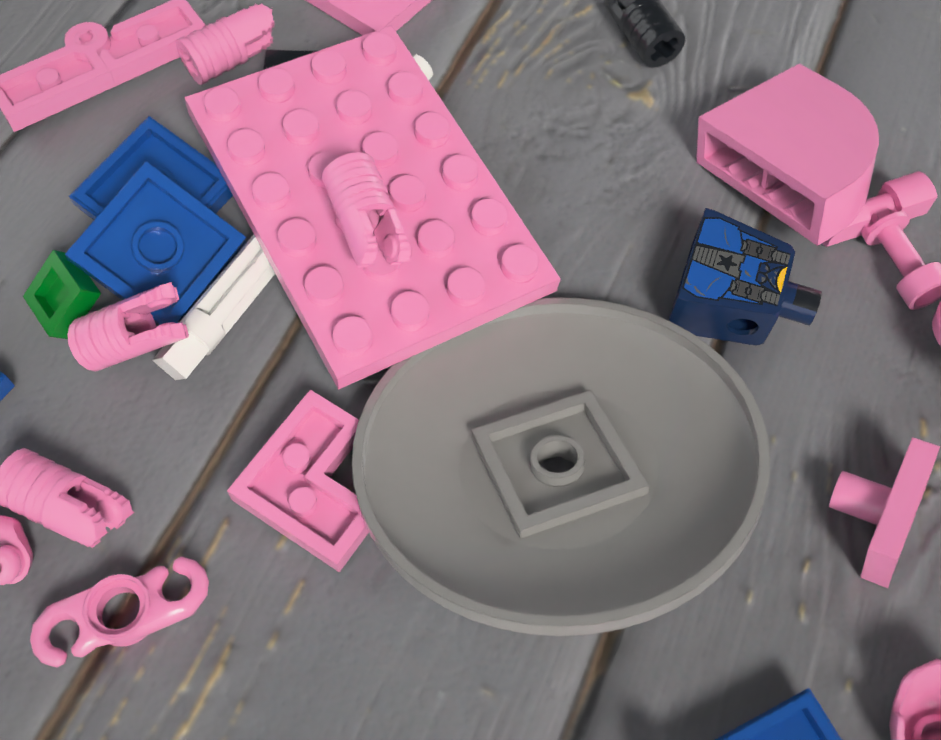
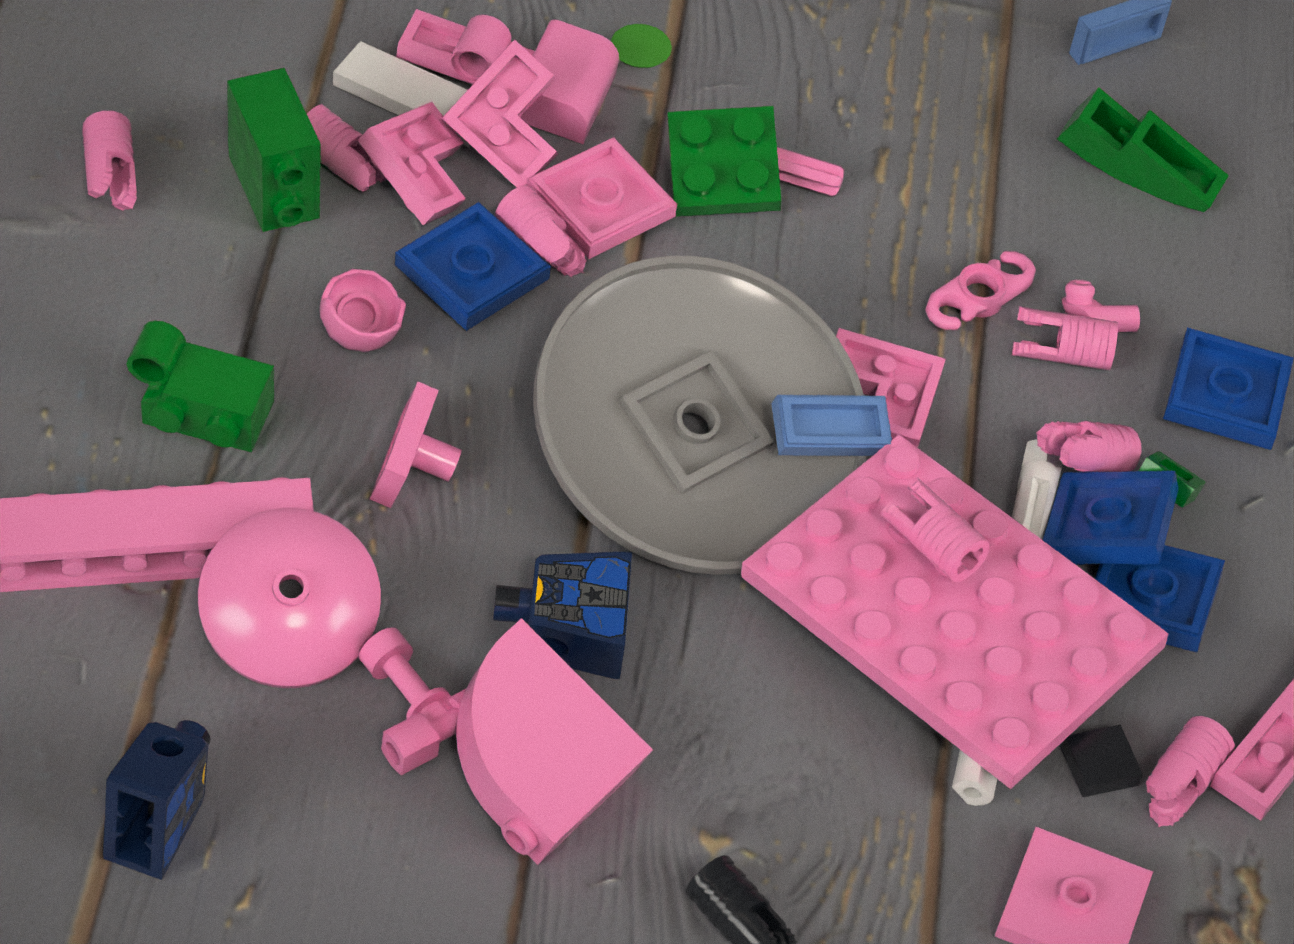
camera: 160 degrees right, 10 degrees down
(409, 404) = (830, 425): none -> medium blue tile

